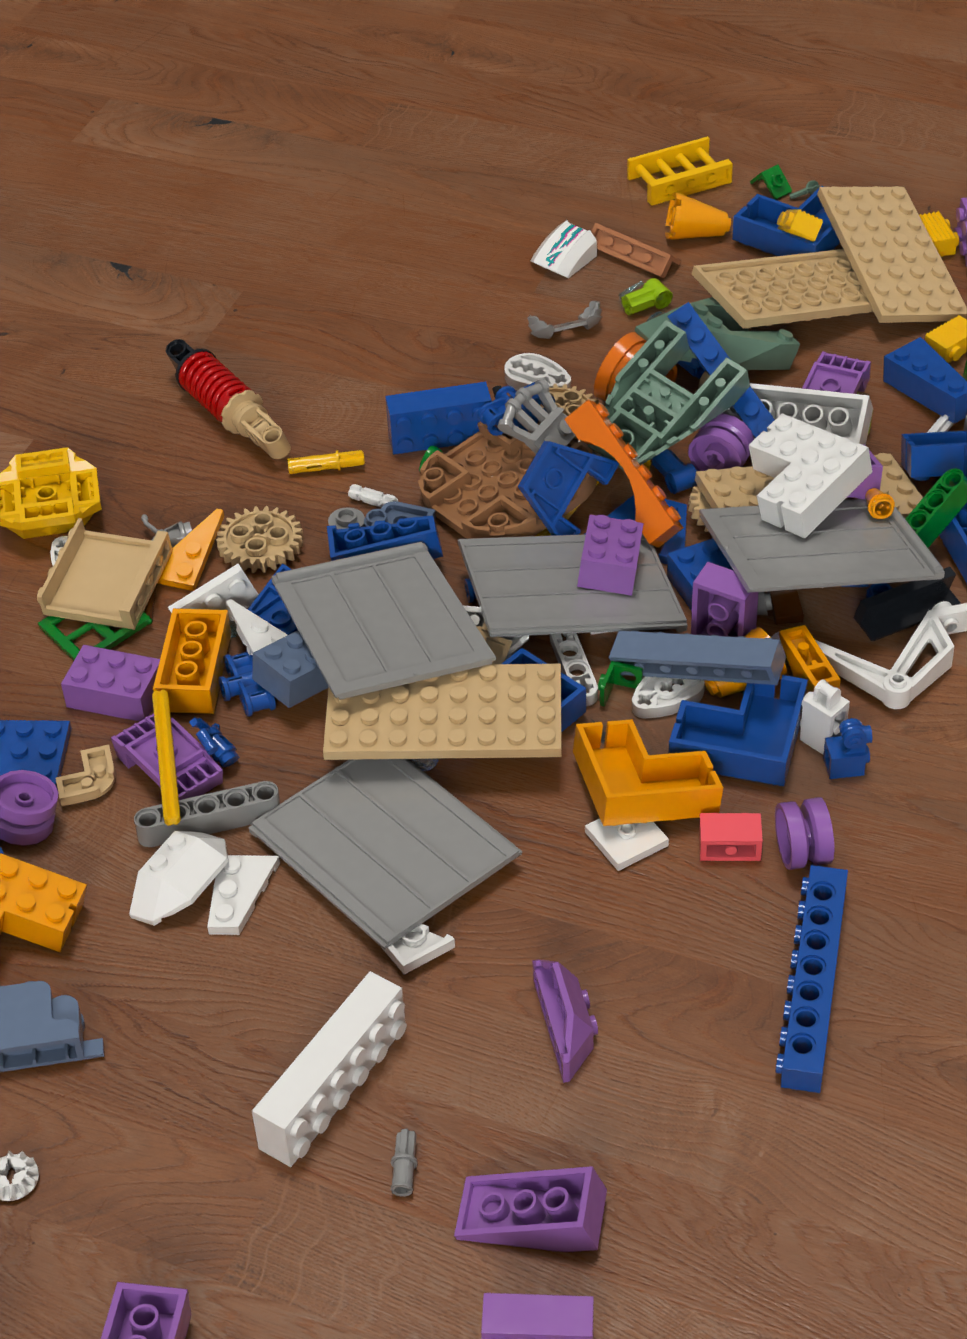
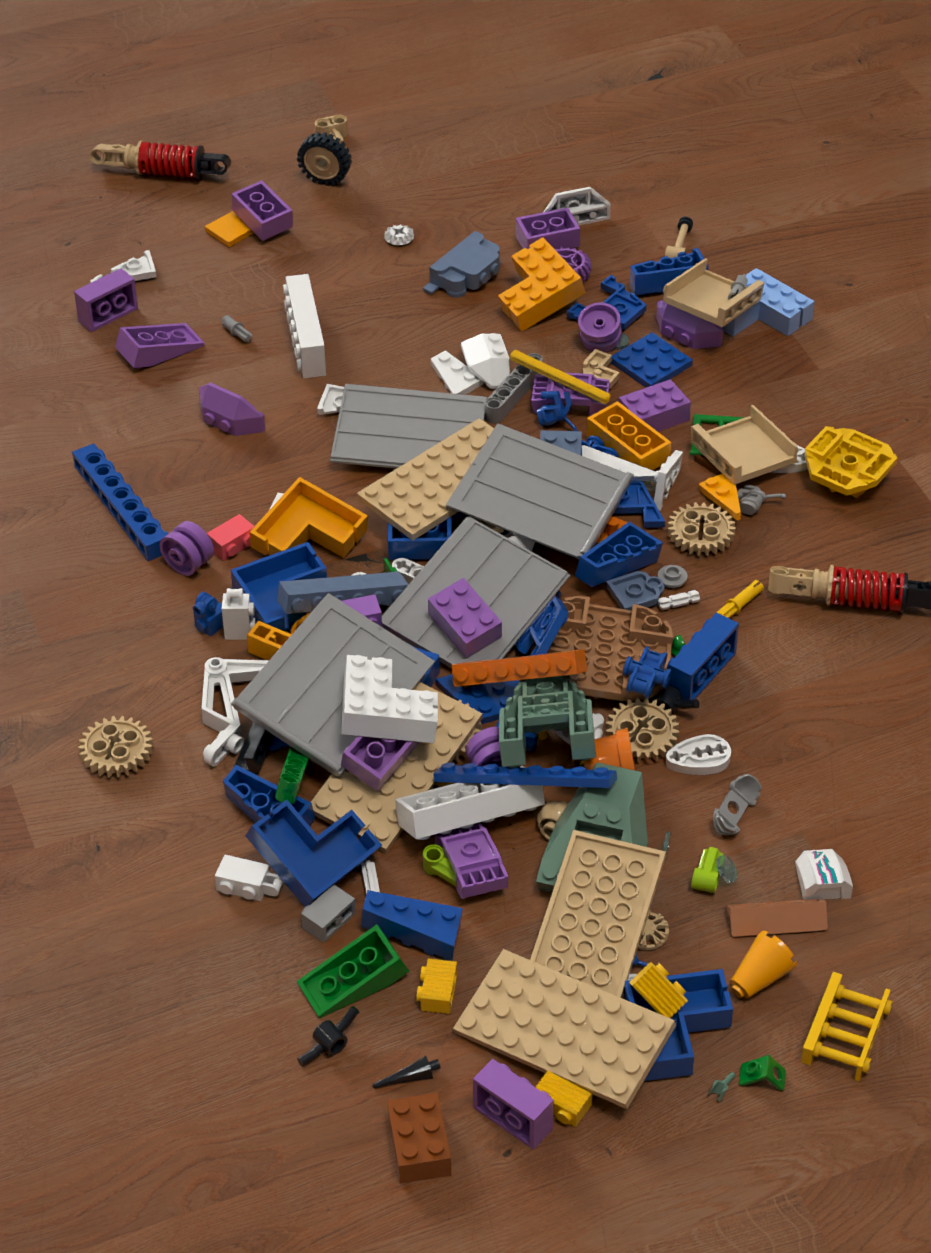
camera: 135 degrees right, 0 degrees up
(552, 425) = (608, 661): light grey plate -> none
(879, 504) = (329, 746): light orange cone -> none

